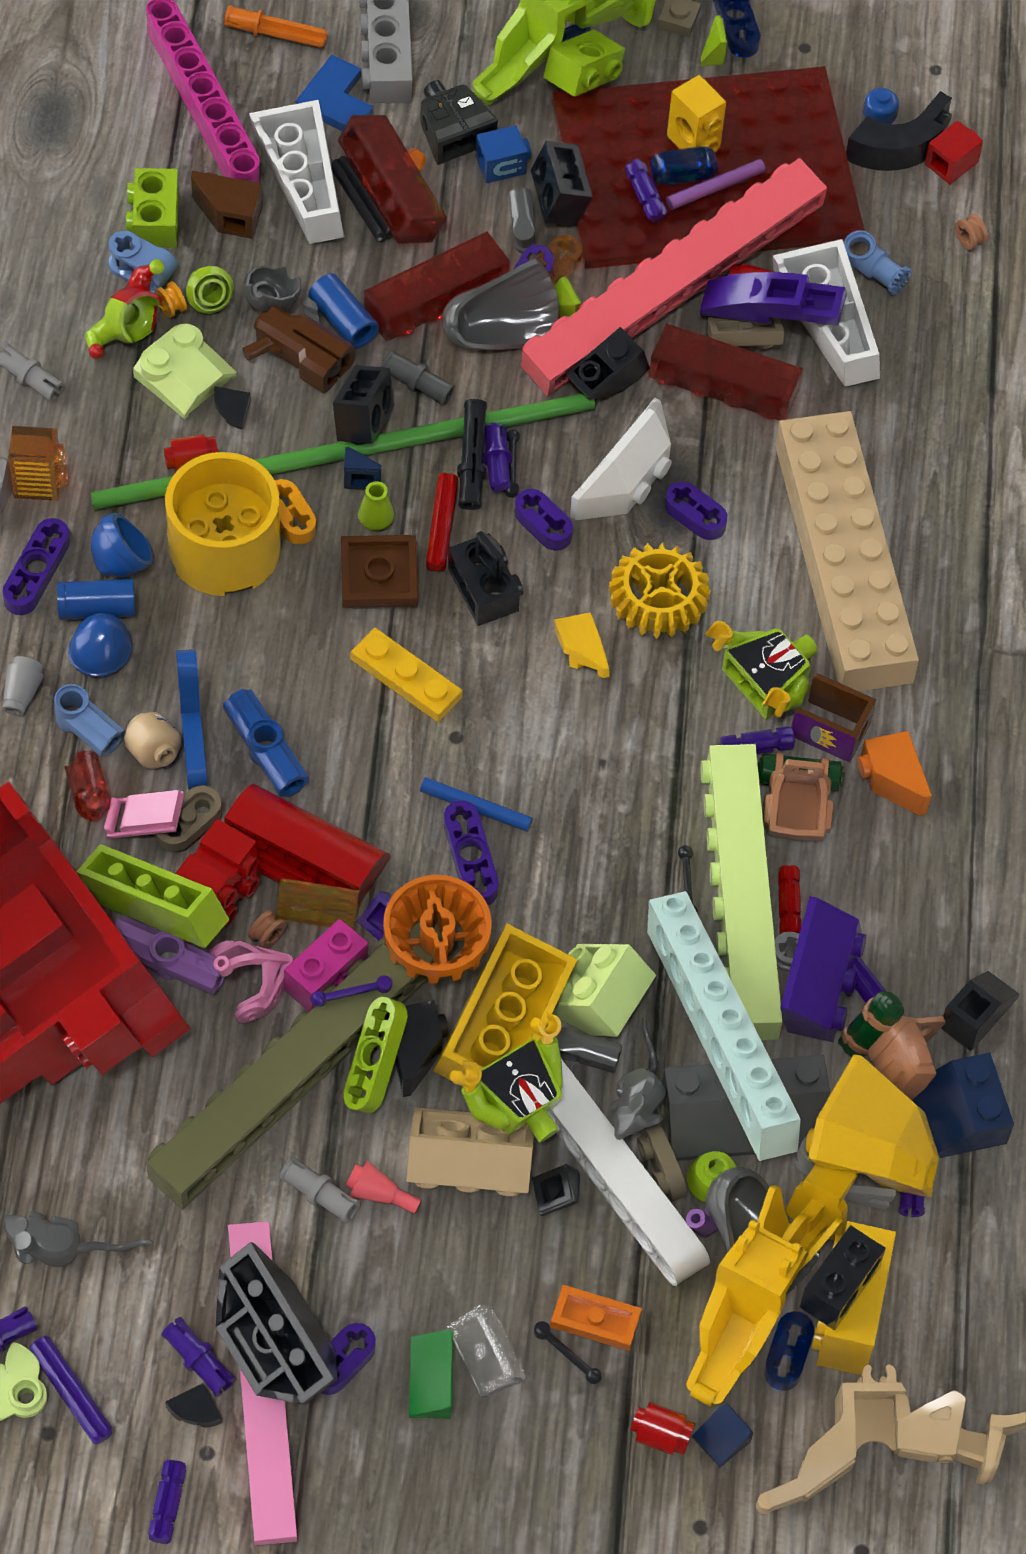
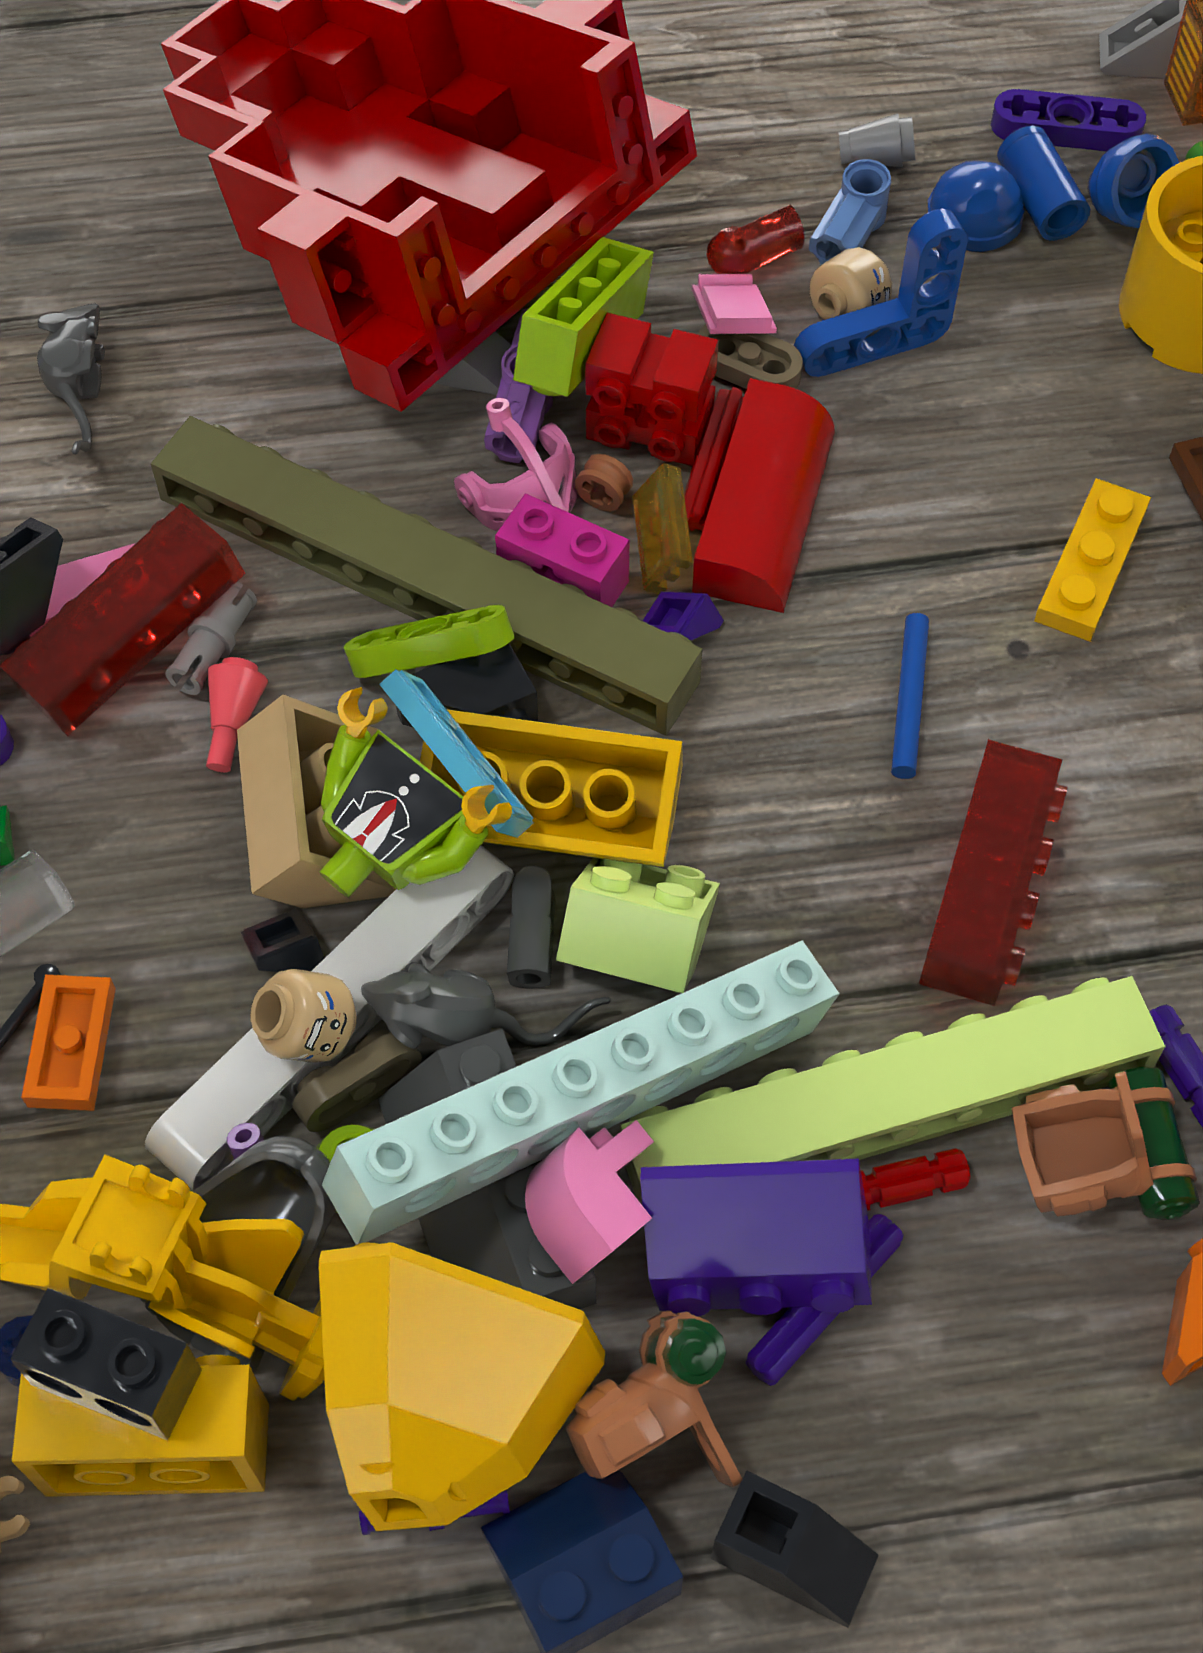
camera: 80 degrees right, 0 degrees up
(274, 759) = (900, 412): blue piece -> none
(302, 1233) = (123, 618): none -> clear red brick
(382, 984) = (540, 617): dark purple hinge -> none
(441, 901) = (626, 635): orange gear -> none
(474, 837) = (810, 727): dark purple beam -> none
(483, 1043) = (453, 746): none -> medium azure tile
(615, 796) = (992, 872): none -> clear red brick
(639, 1162) = (303, 1016): none -> tan head
(685, 853) = (833, 1032): black hinge -> none
(792, 1042) = (581, 1203): none -> bright pink brick

